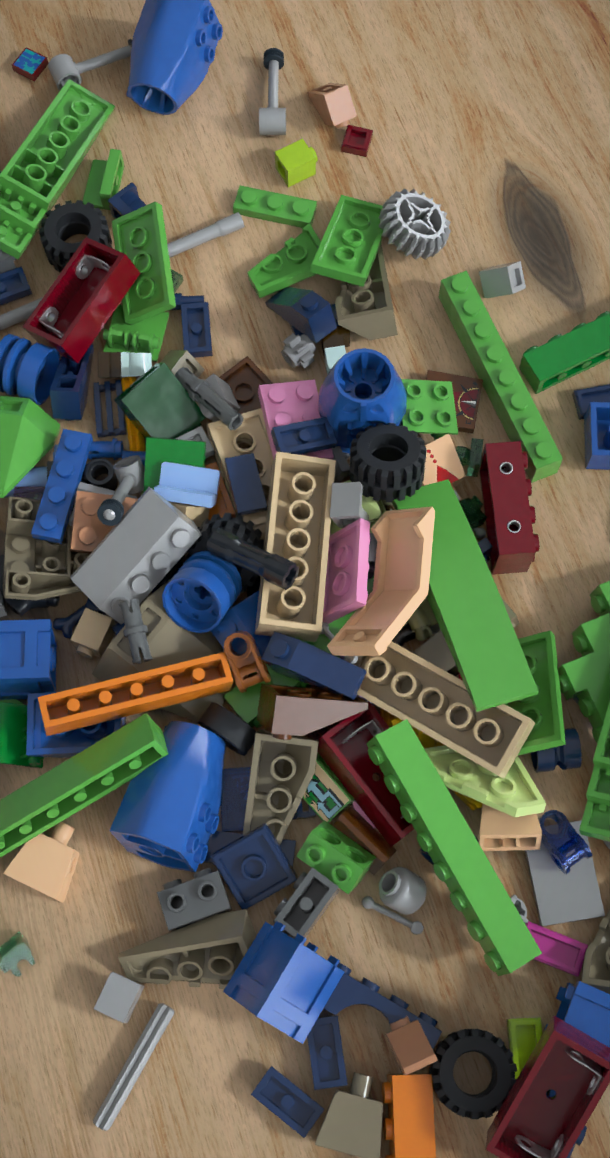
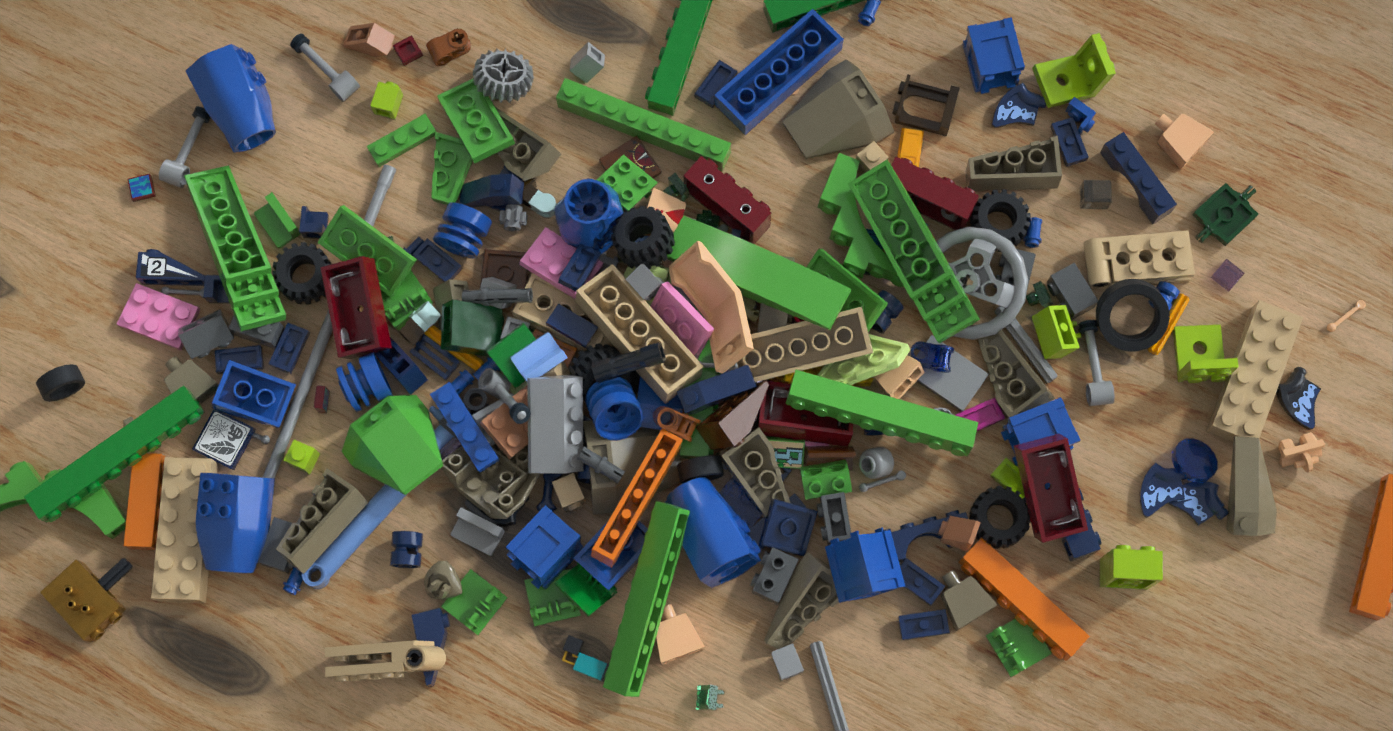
camera: 45 degrees left, 5 degrees up
(242, 319) = (463, 230): none -> blue wheel
(392, 162) = (446, 47): none -> dark orange piece

